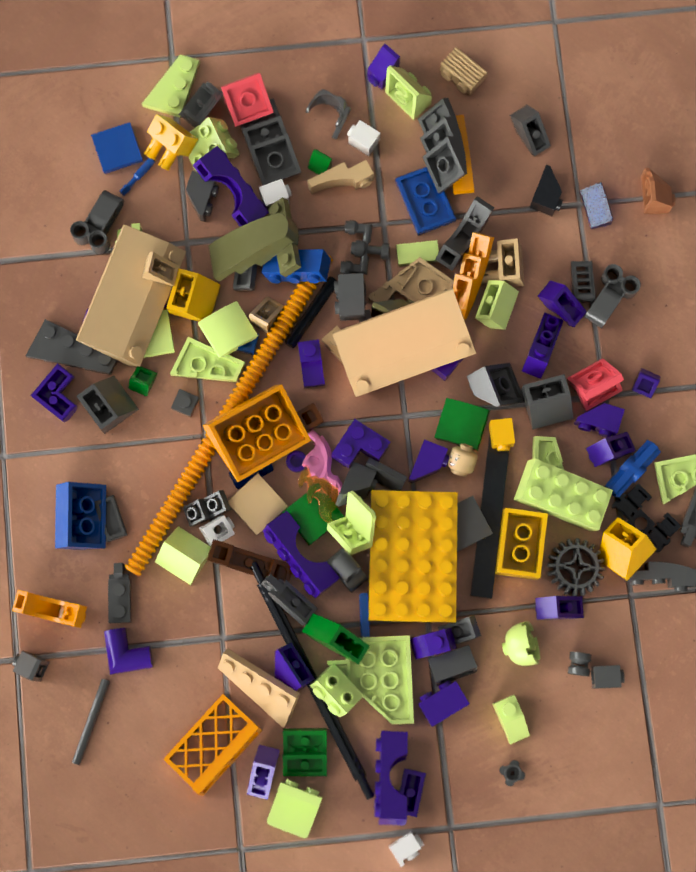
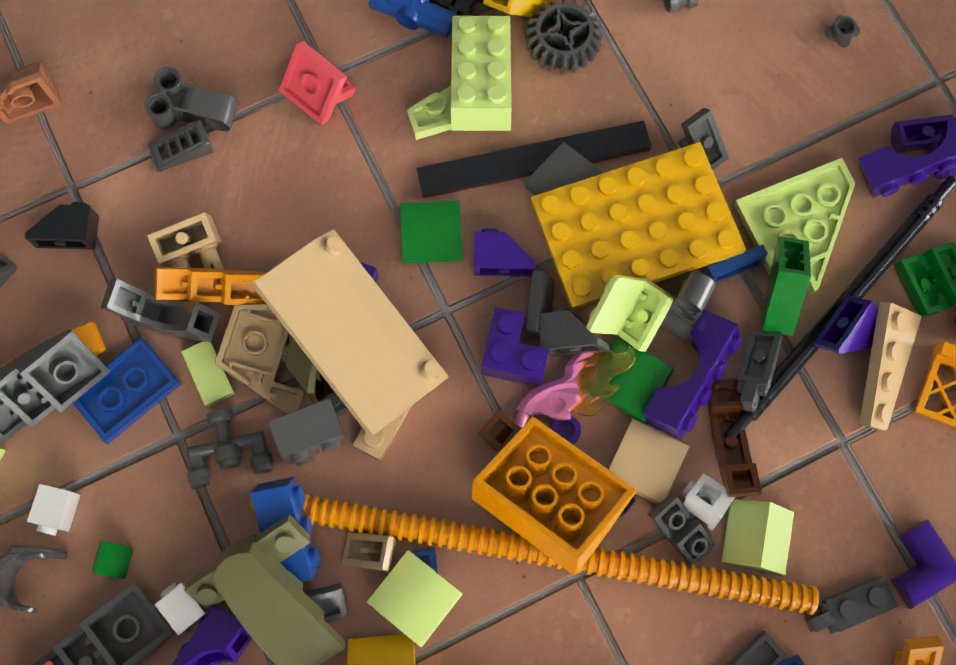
camera: 110 degrees left, 5 degrees down
(185, 403) = (543, 622): dark grey plate -> none
(202, 362) = (475, 620): yellowish green wing -> none
(310, 313) = (347, 489): black axle -> none
(311, 363) = (420, 459): dark purple arch -> none
(336, 690) = (849, 262): yellowish green brick -> none
(357, 176) = (118, 497): tan slope -> none
(433, 643) = (735, 165): dark purple slope -> none
(443, 703) = (800, 132): dark purple brick -> none
(452, 665) = (750, 136): dark grey hinge -> none
(462, 460) = (481, 210): tan head -> none
(496, 385) = (364, 205): dark grey slope -> none
(497, 304) = (250, 238): yellowish green brick -> none
(502, 434) = (428, 172): yellow brick -> none
(511, 719) = (778, 52): yellowish green slope -> none
(521, 543) = (563, 102): yellow brick -> none
(521, 645) = (690, 65): yellowish green cylinder -> none
(542, 345) = (288, 165): dark purple slope -> none
(547, 401) = (361, 133): dark grey slope -> none
(559, 607) = (624, 39): dark purple slope -> none
(562, 302) = (218, 160): dark purple arch -> none
(596, 206) = (66, 161): clear blue slope -> none
(603, 419) = (360, 63): dark purple slope -> none
(610, 449) = (398, 42): dark purple slope -> none
(646, 383) = (292, 30): dark purple slope -> none

